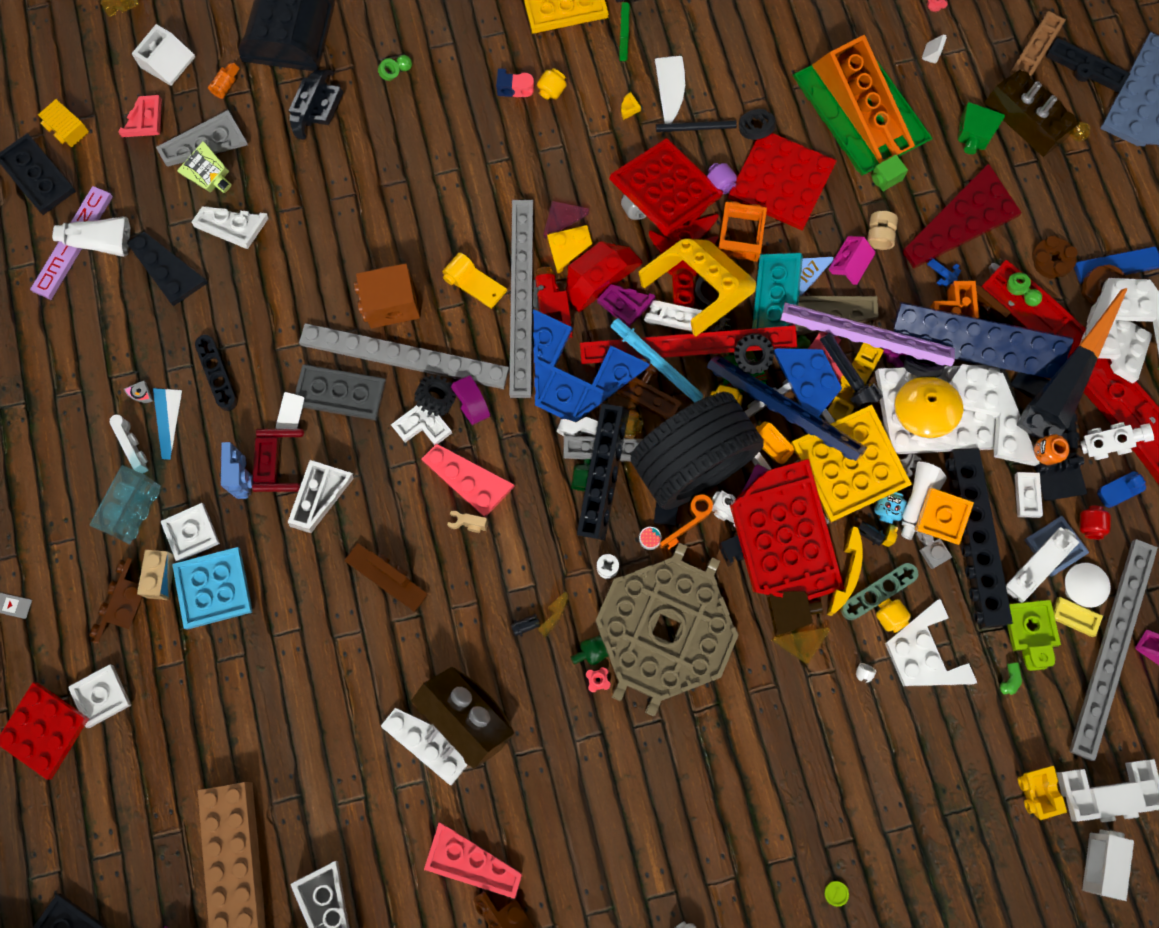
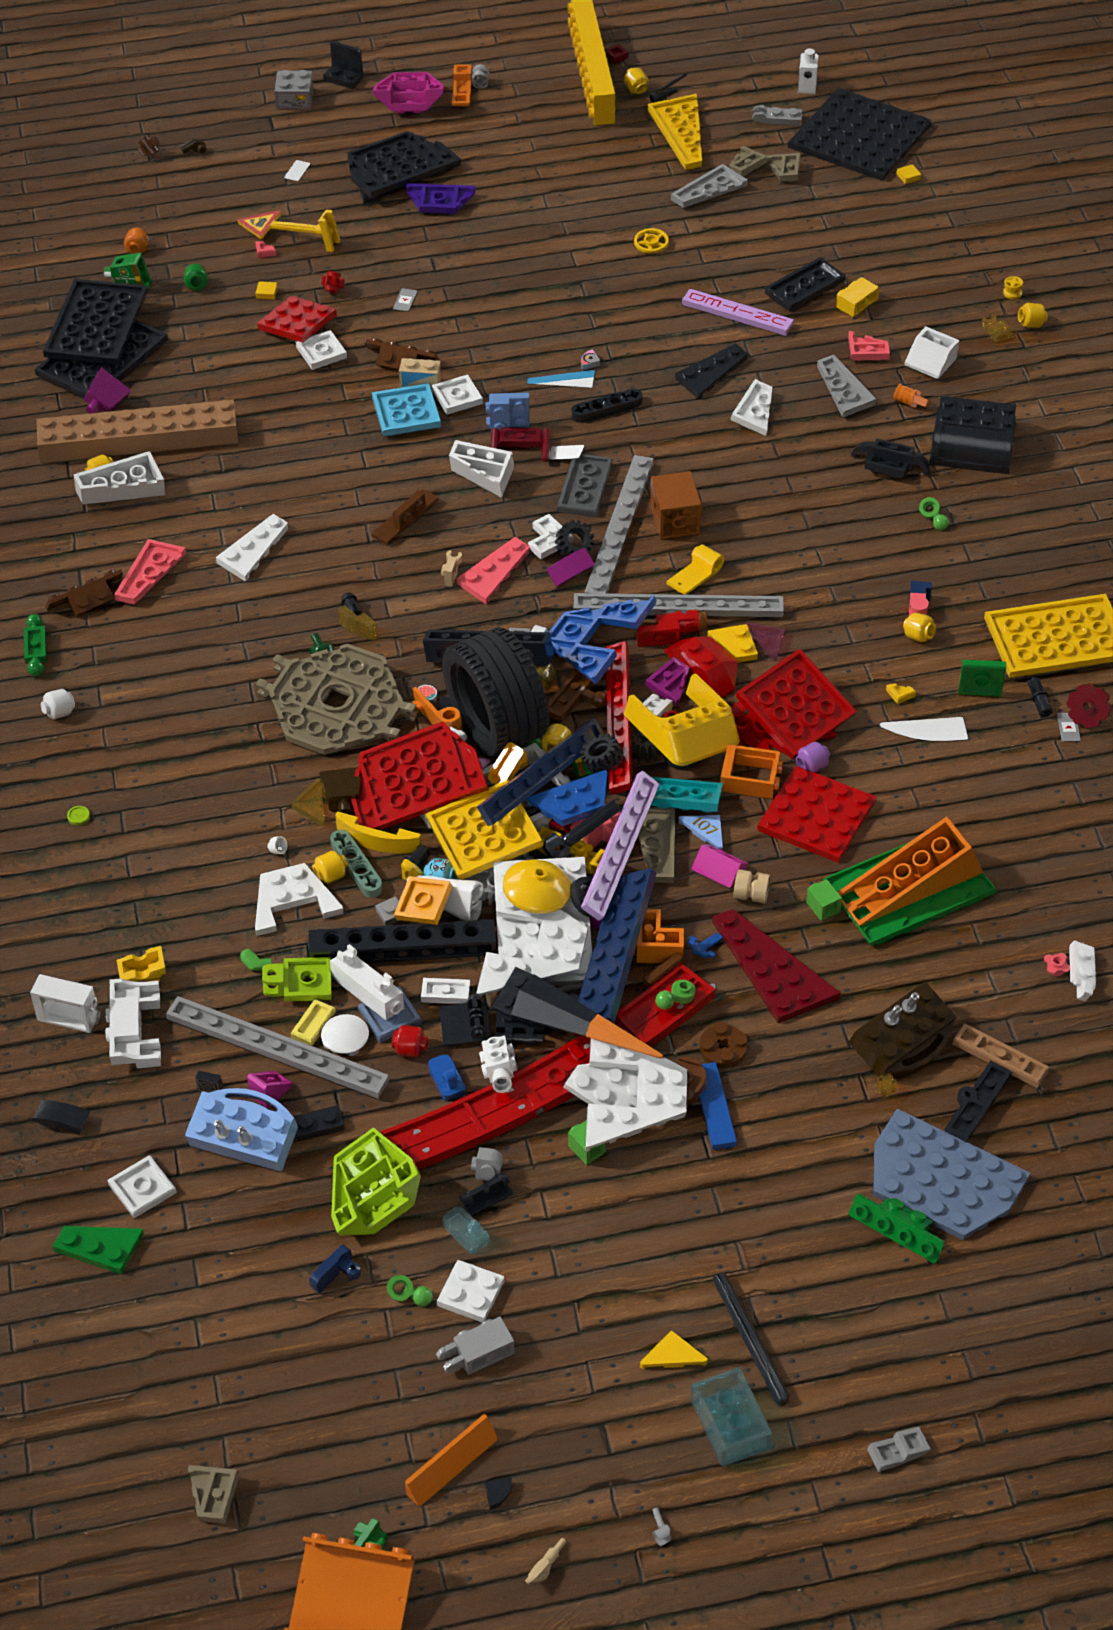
camera: 90 degrees right, 25 degrees down
(100, 235) = (740, 322): white piece -> none
(125, 505) = (481, 349): clear light blue brick -> none
(128, 442) = (539, 353): white plate -> none
(205, 169) = (809, 385): torso -> none
(463, 716) = (272, 553): dark brown piece -> none
(593, 684) = (295, 652): coral plate -> none
(603, 562) = (400, 661): white wheel -> none
(656, 360) = (613, 680): medium azure axle -> none
(691, 126) = (879, 748): black bar -> none
(756, 133) = (881, 798): black piece -> none
(933, 49) = (988, 957): white slope -> none
(978, 127) = (883, 983): green torso -> none
(1051, 449) = (486, 992): orange head -> none

